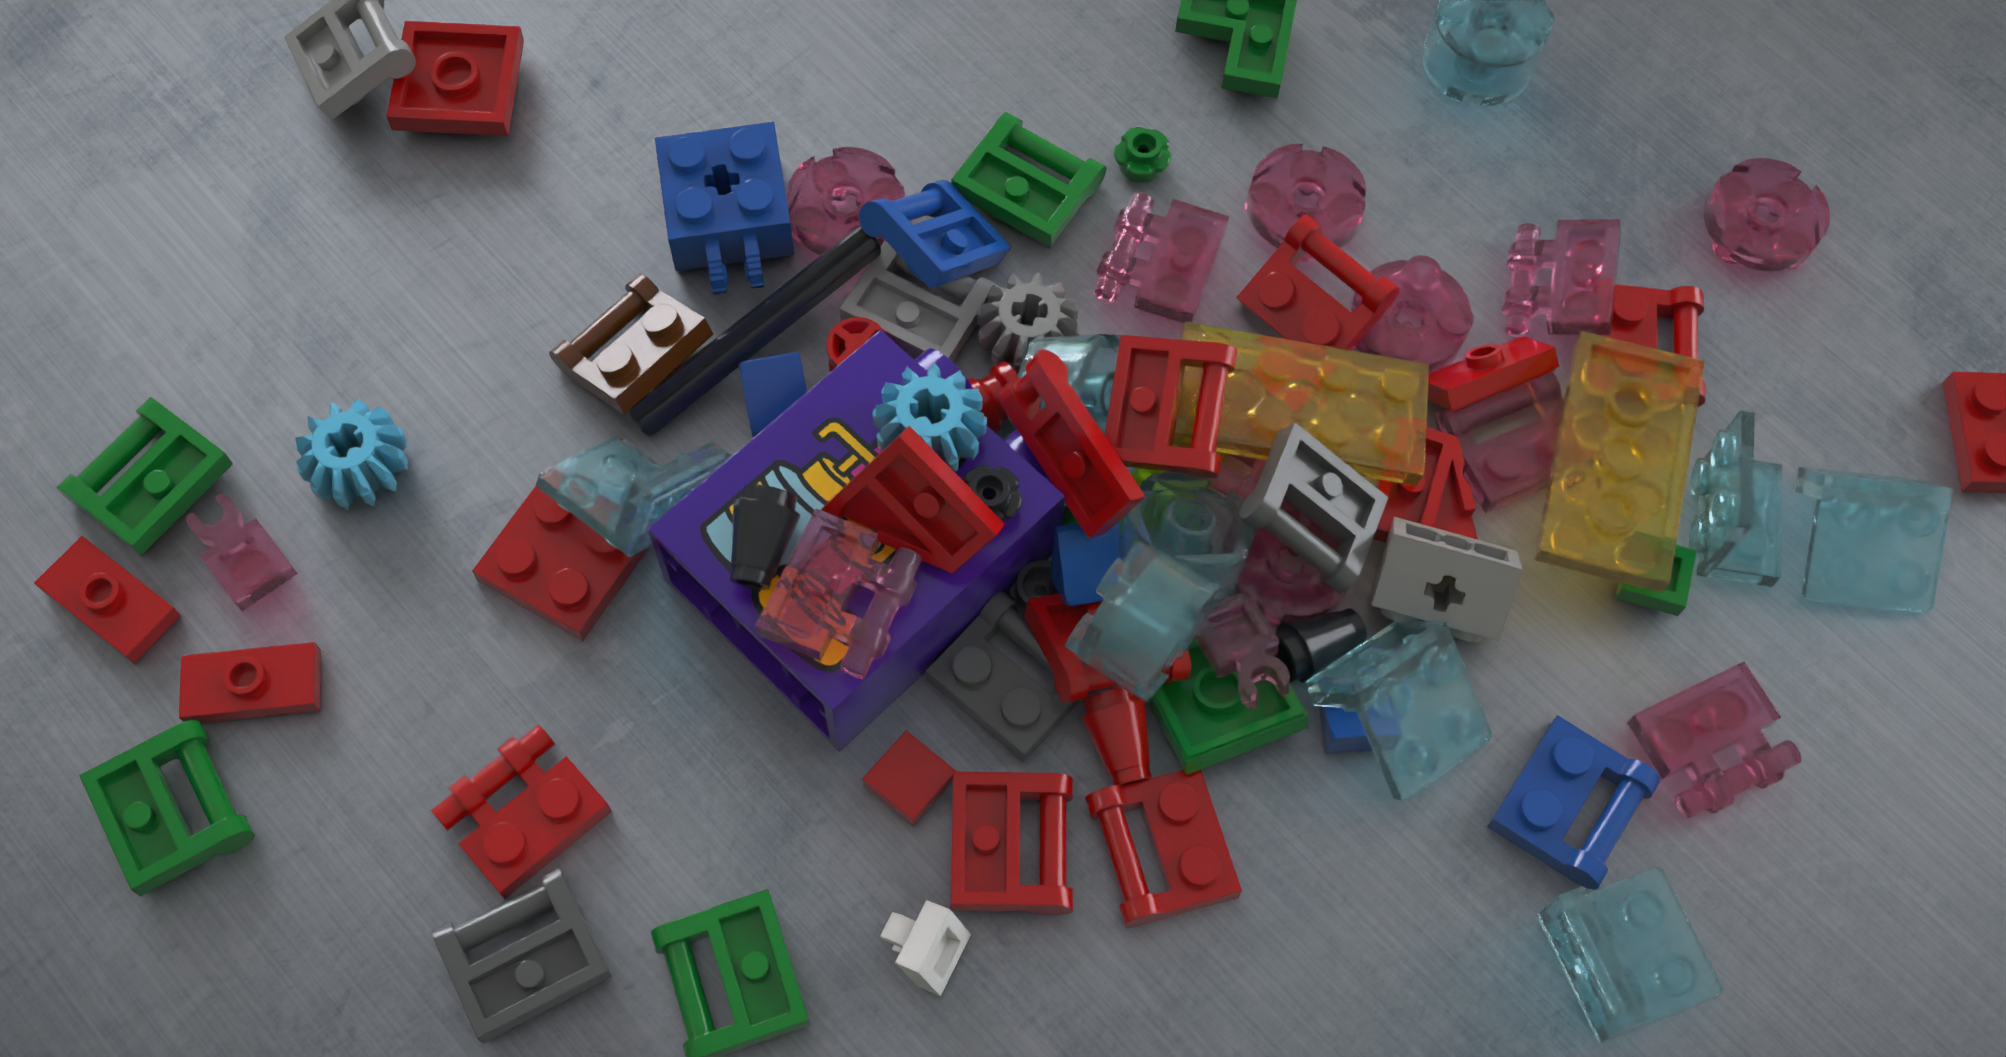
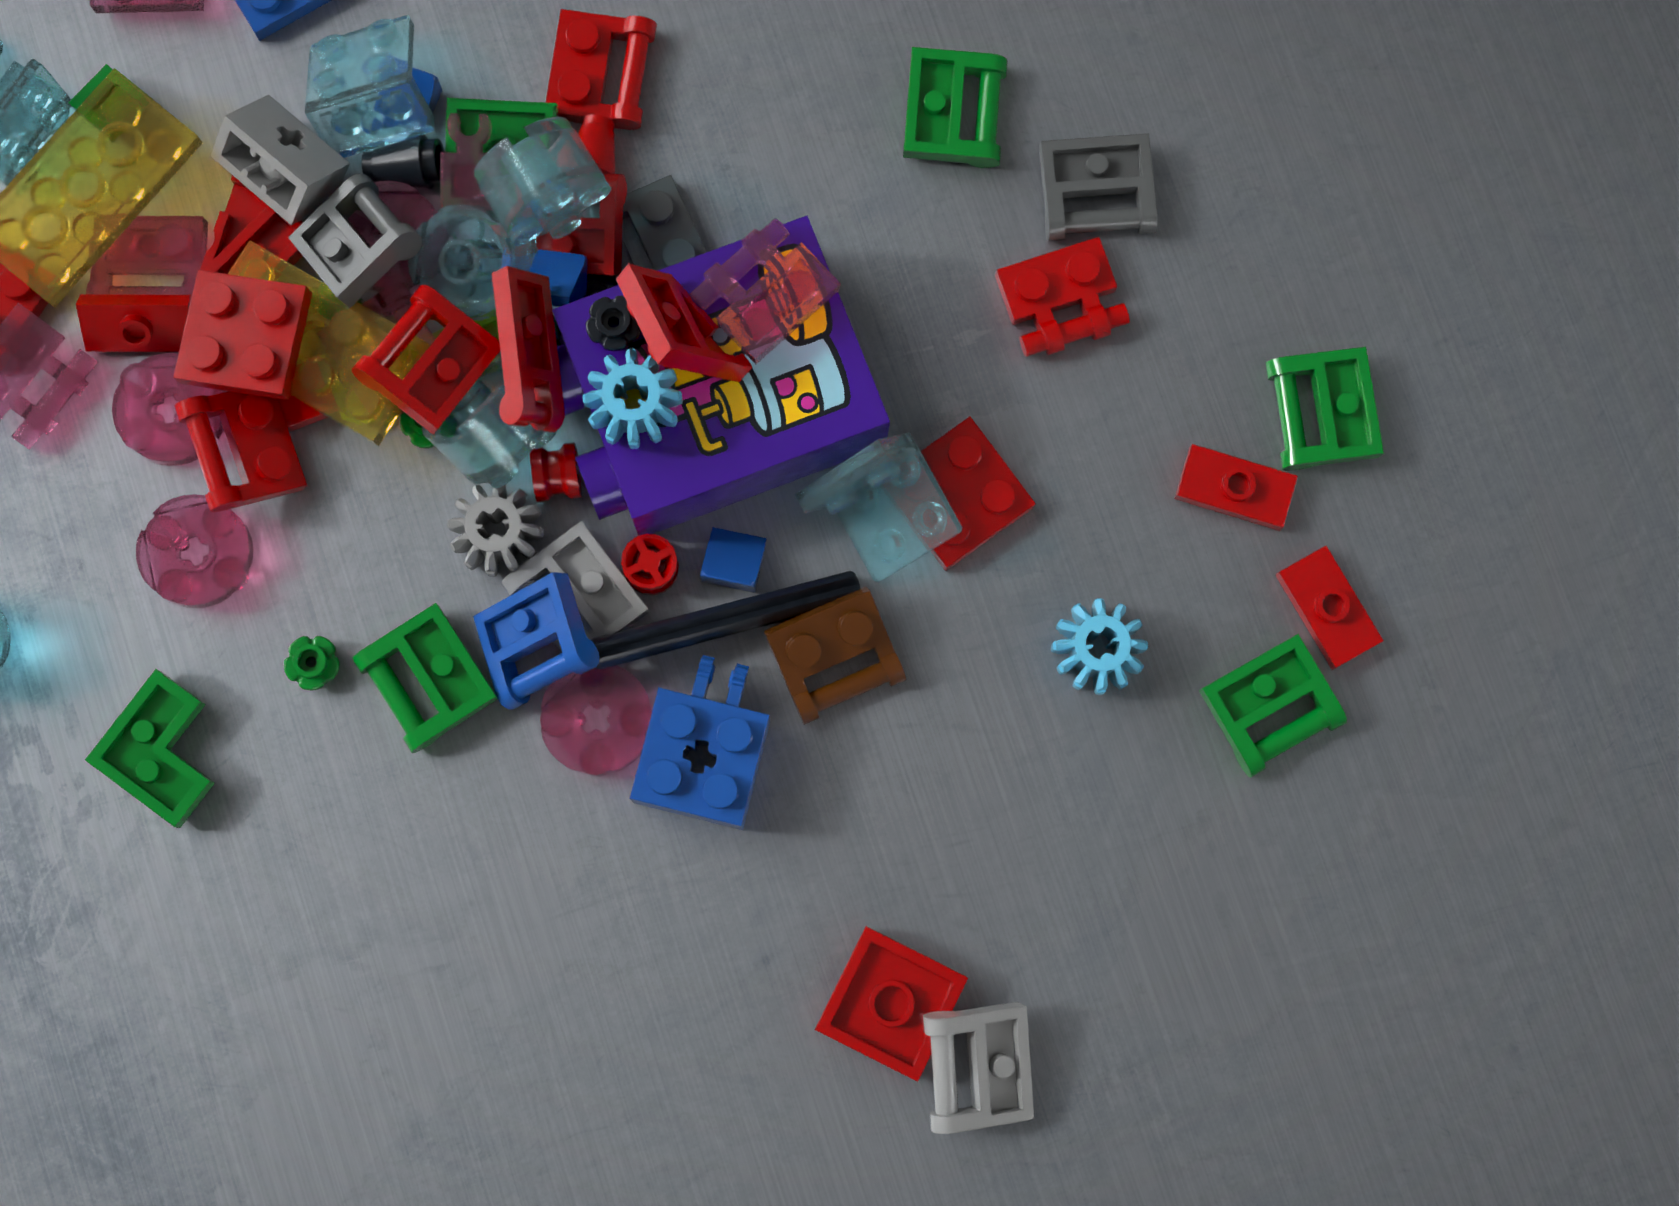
camera: 160 degrees left, 15 degrees up
(241, 555) = (1211, 590): clear pink plate -> none
(760, 534) = (805, 363): black cone -> none
(909, 778) = (763, 197): red tile -> none
(927, 946) = (806, 66): white tile -> none
(988, 842) = (726, 123): red plate -> none
(1180, 261) = (336, 538): clear pink plate -> none
(1370, 364) = (243, 335): none -> red plate

